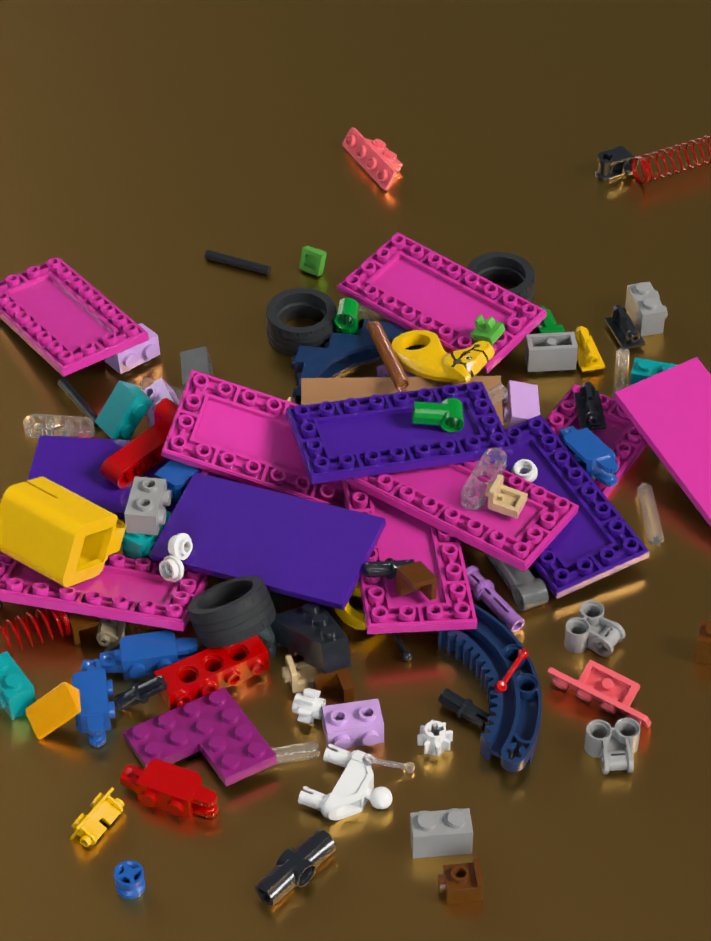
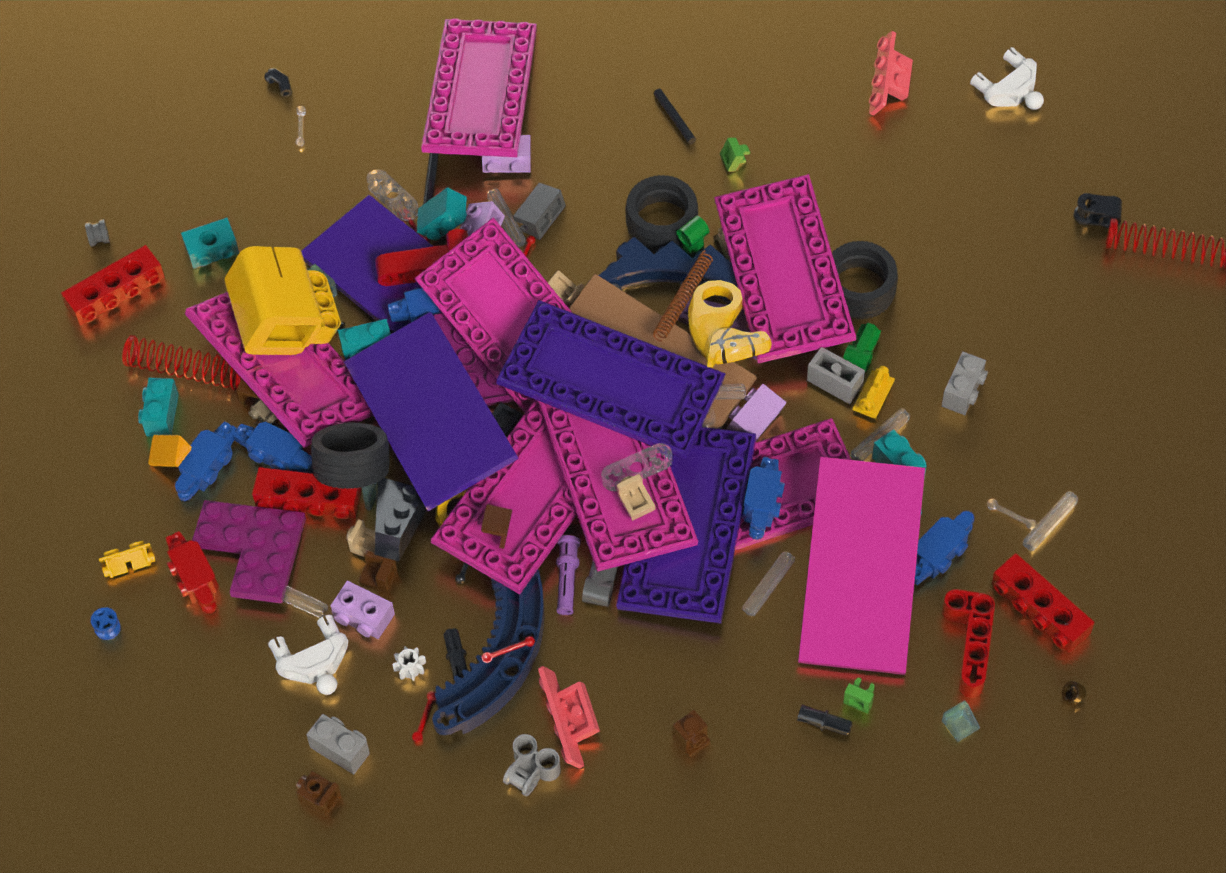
camera: 40 degrees right, 15 degrees up
(139, 693) = (237, 477): black axle -> none
(147, 505) = (367, 319): light grey brick -> none
(171, 568) = (345, 386): white plate -> none
(180, 546) = (357, 369): white plate -> none
(295, 867) = (219, 696): black piece -> none
(308, 705) = (345, 570): white gear -> none
(368, 760) = (338, 649): clear hinge -> none
(384, 568) = (487, 497): black axle -> none
(447, 414) = (655, 389): green piece -> none
(473, 123) = (1014, 87): none -> white connector
(487, 330) = (782, 324): bright green tile -> none
(496, 789) = (417, 736): none -> red hinge
(527, 466) = (683, 475): white plate -> none
(589, 407) = (808, 457): black hinge -> none
(592, 631) = (614, 659): light grey piece -> none
(624, 329) = (929, 392): black hinge -> none

